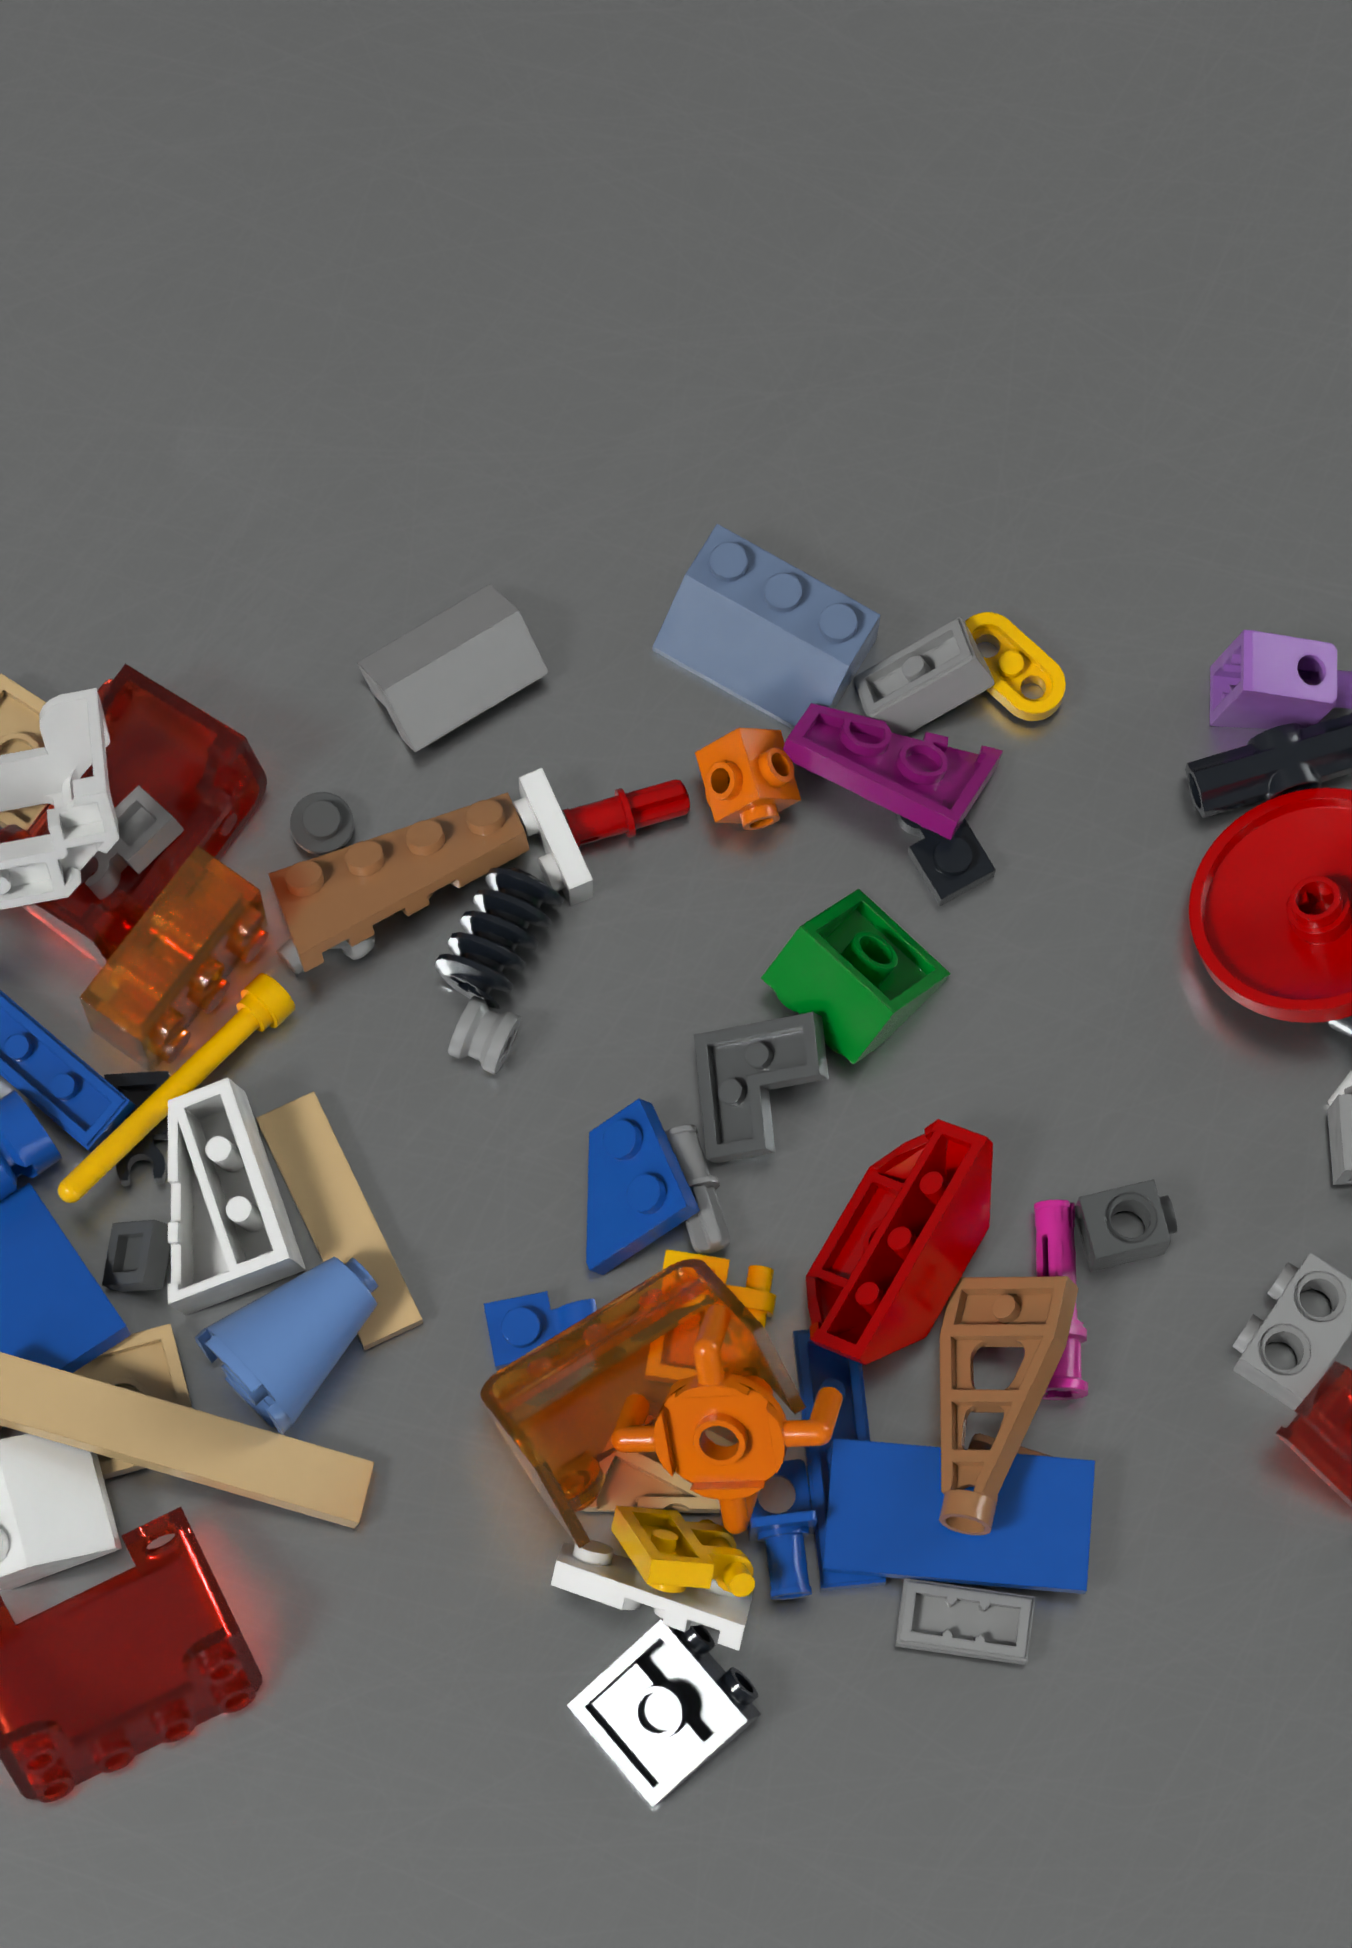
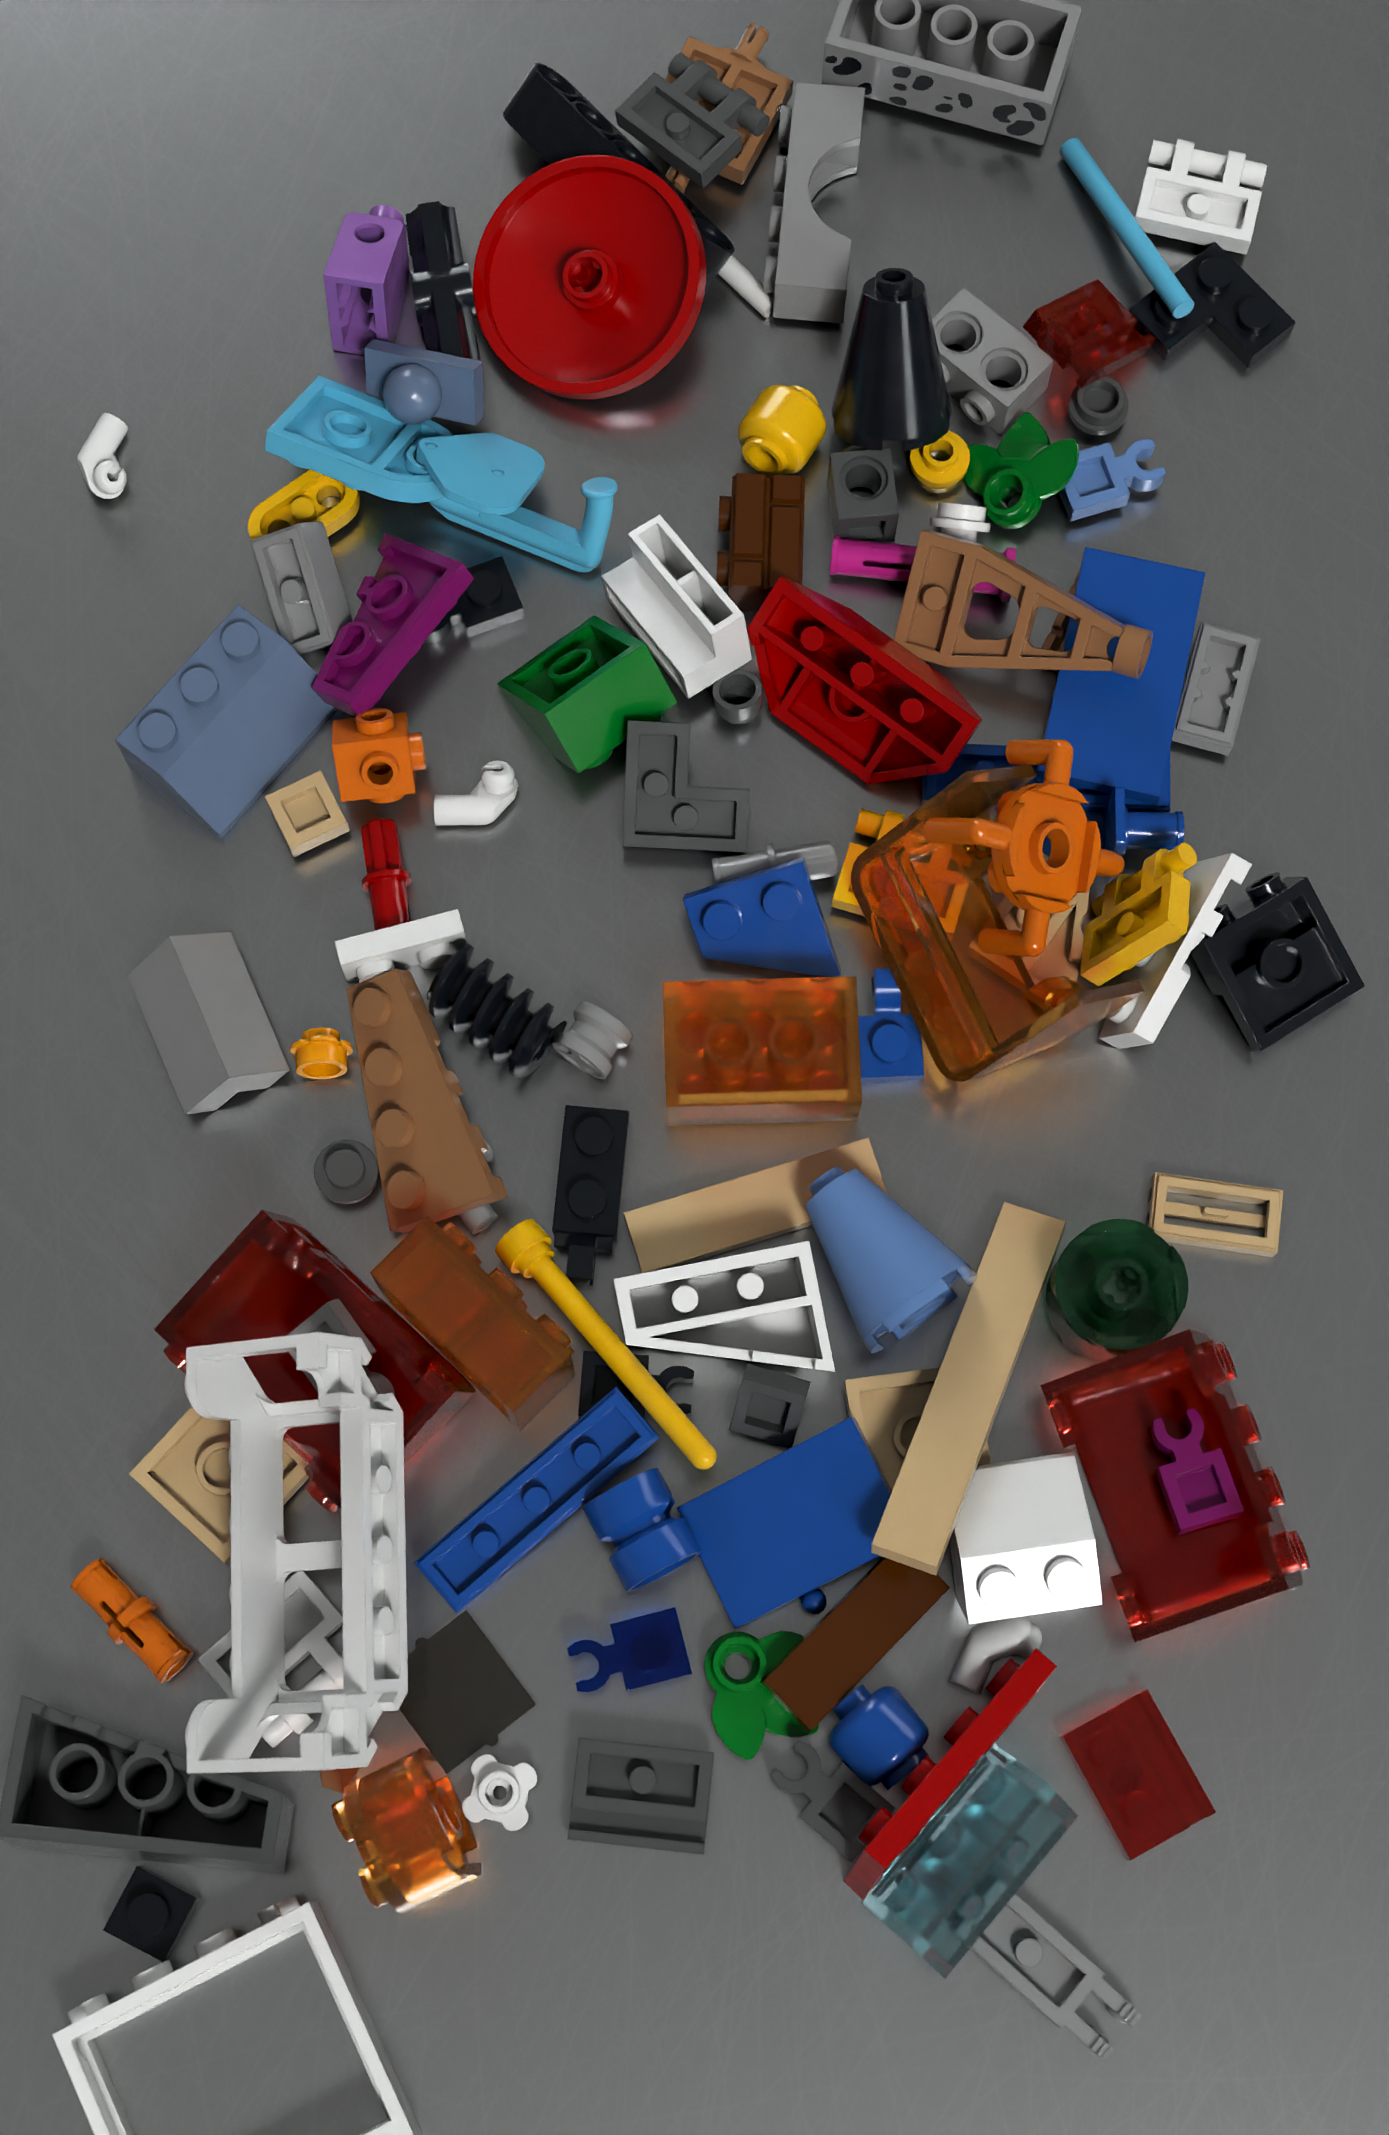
camera: 80 degrees left, 0 degrees up
(109, 1680) = (1195, 1483): none -> magenta plate
(256, 1556) = (1140, 1264): none -> clear green brick
(337, 1057) = (589, 1186): none -> black hinge
(391, 1734) = (1270, 1223): none -> tan tile
(437, 779) = (321, 1054): none -> light orange plate
(490, 1196) = (761, 1051): none -> clear orange brick
(683, 723) = (307, 813): none -> tan plate
(723, 894) = (483, 803): none -> white arm
(888, 1128) = (743, 694): none -> dark grey hinge
(954, 1049) = (677, 609): none -> white piece
(1037, 458) = (98, 460): none -> white arm
(1052, 1129) = (765, 536): none -> reddish brown brick
(1091, 711) = (464, 477): none -> medium azure plate
(1111, 1331) = (960, 520): none -> white plate
(1167, 756) = (424, 383): none -> sand blue tile
(1181, 1322) = (941, 473): none -> yellow plate
(1183, 1131) = (781, 430): none -> yellow head
(1185, 1389) = (1020, 464): none -> green plate
(1188, 1471) = (1104, 480): none -> medium blue plate
(1247, 1229) = (892, 368): none -> black cone
(1276, 1469) = (1099, 407): none -> dark grey plate

